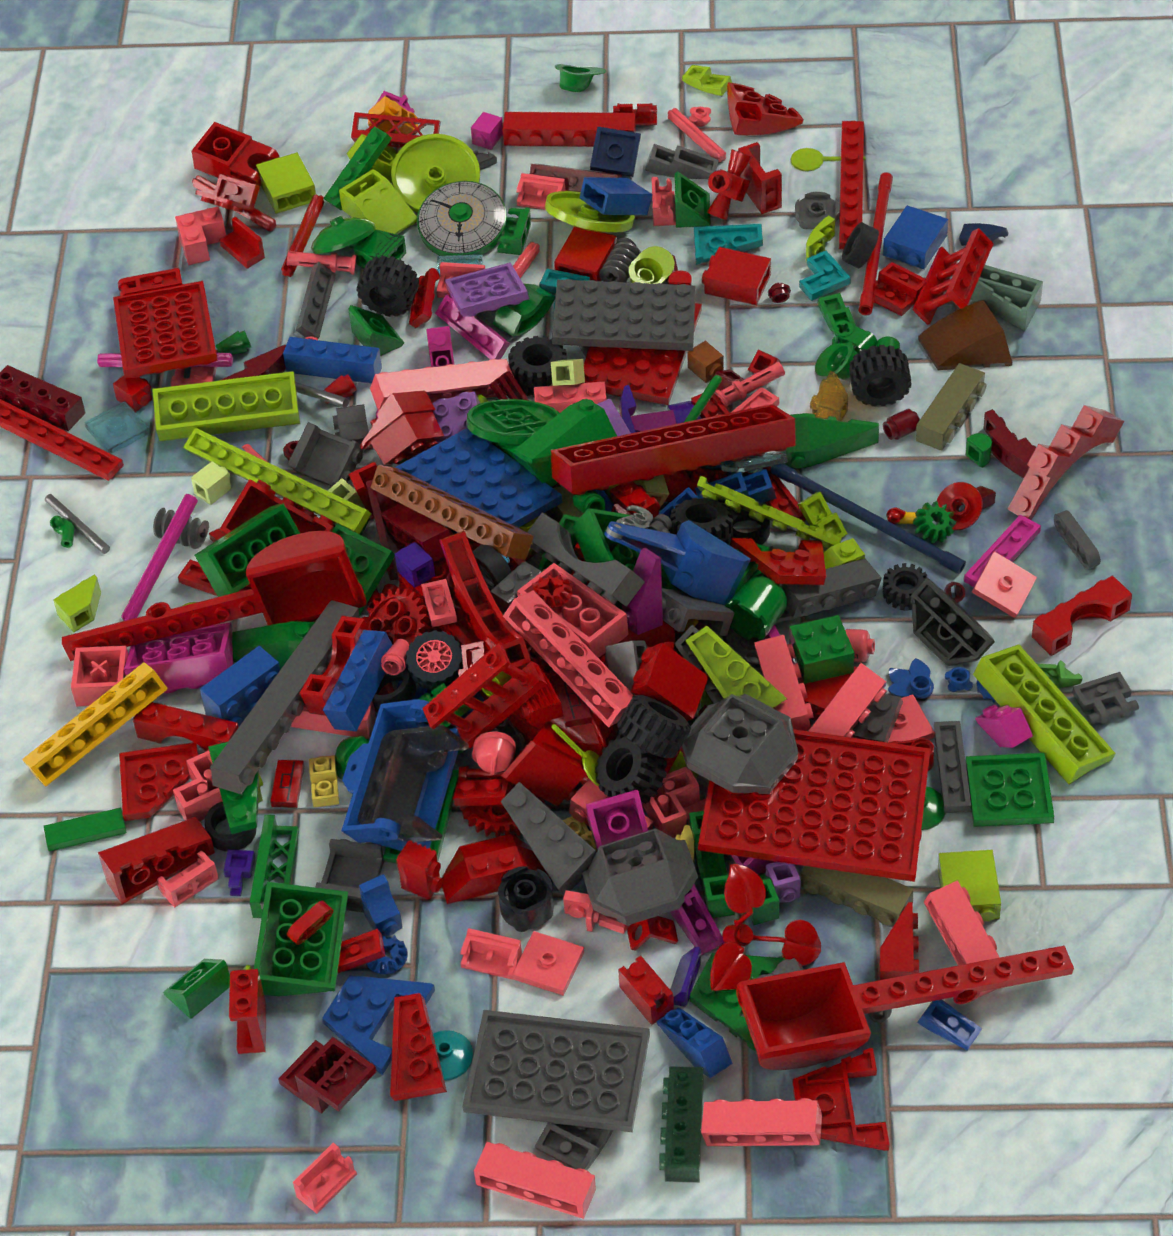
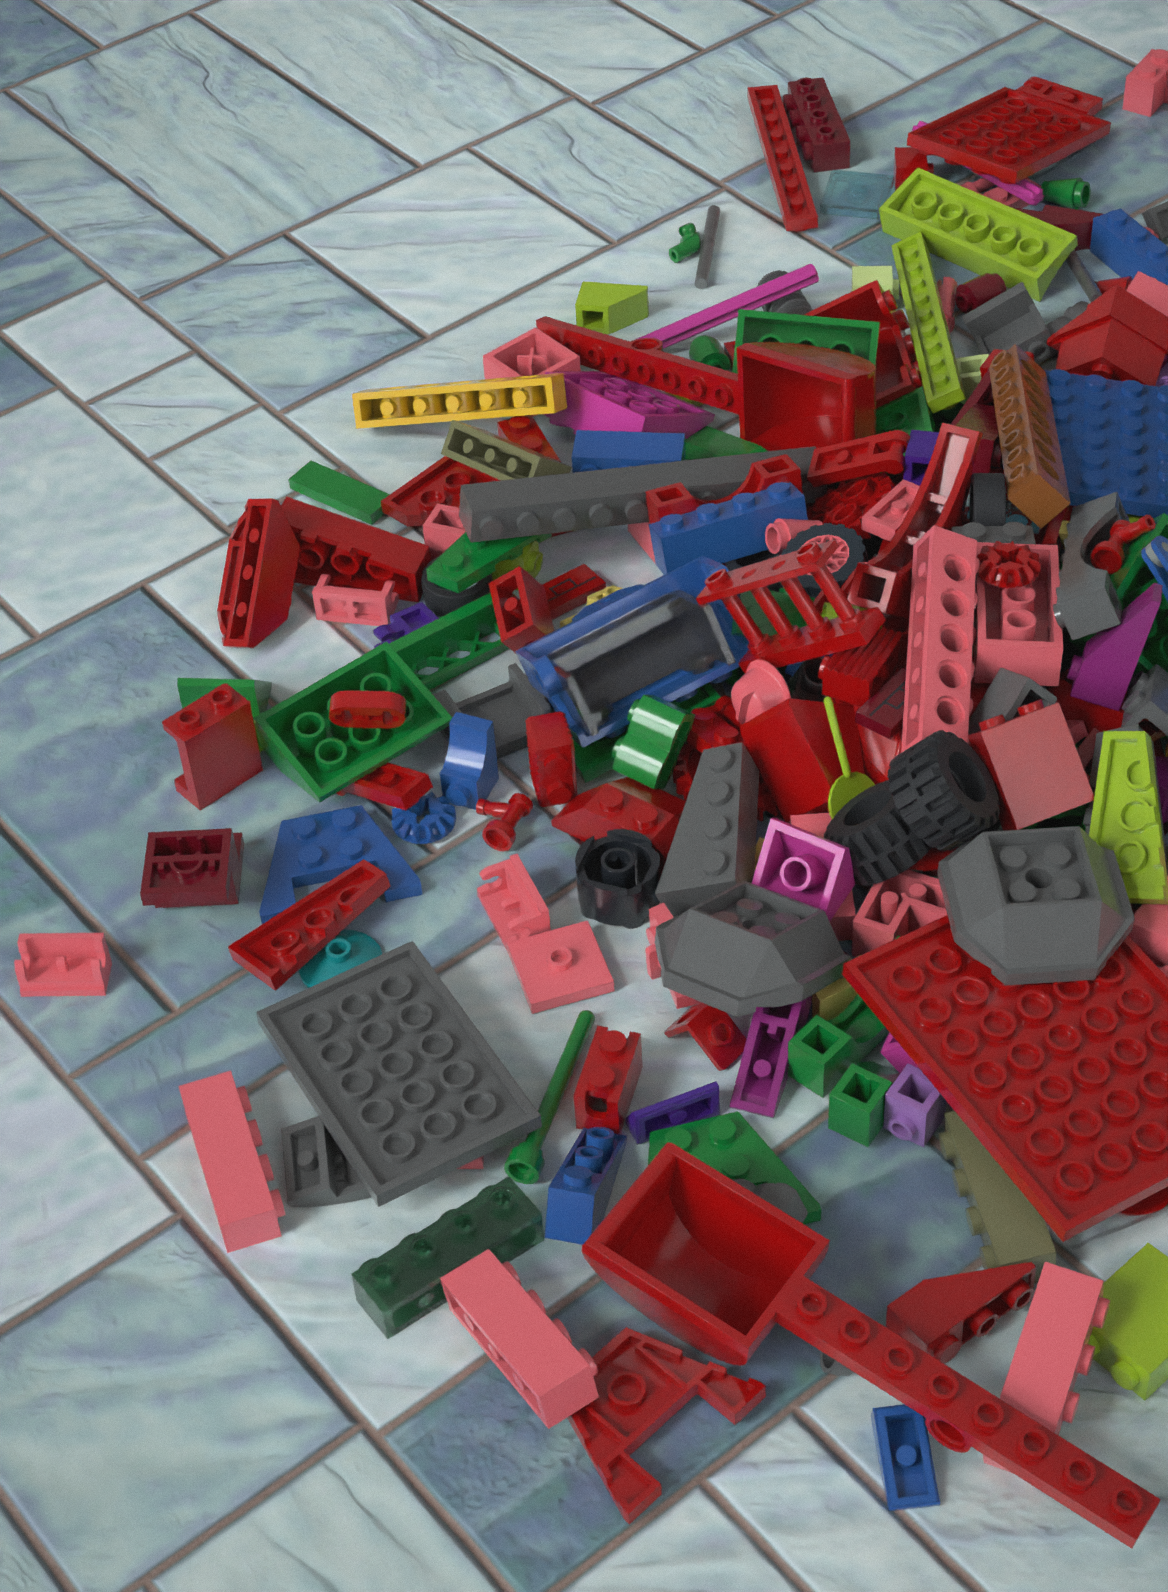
camera: 50 degrees right, 5 degrees down
(129, 911) = (257, 575): none -> red wedge
(179, 591) = (709, 352): none -> green brick
(181, 736) = (497, 455): none -> olive brick
(272, 442) = (978, 291): none -> dark red brick
(296, 810) = (520, 619): none -> red brick
(378, 589) = (859, 458): none -> red plate
(435, 927) = (500, 832): none -> red piece
(461, 819) = (652, 741): none -> green brick
(583, 549) = (1110, 554): none -> red piece
(656, 1056) = (526, 1160): none -> green piece
(742, 893) = (820, 1055): red plant -> none

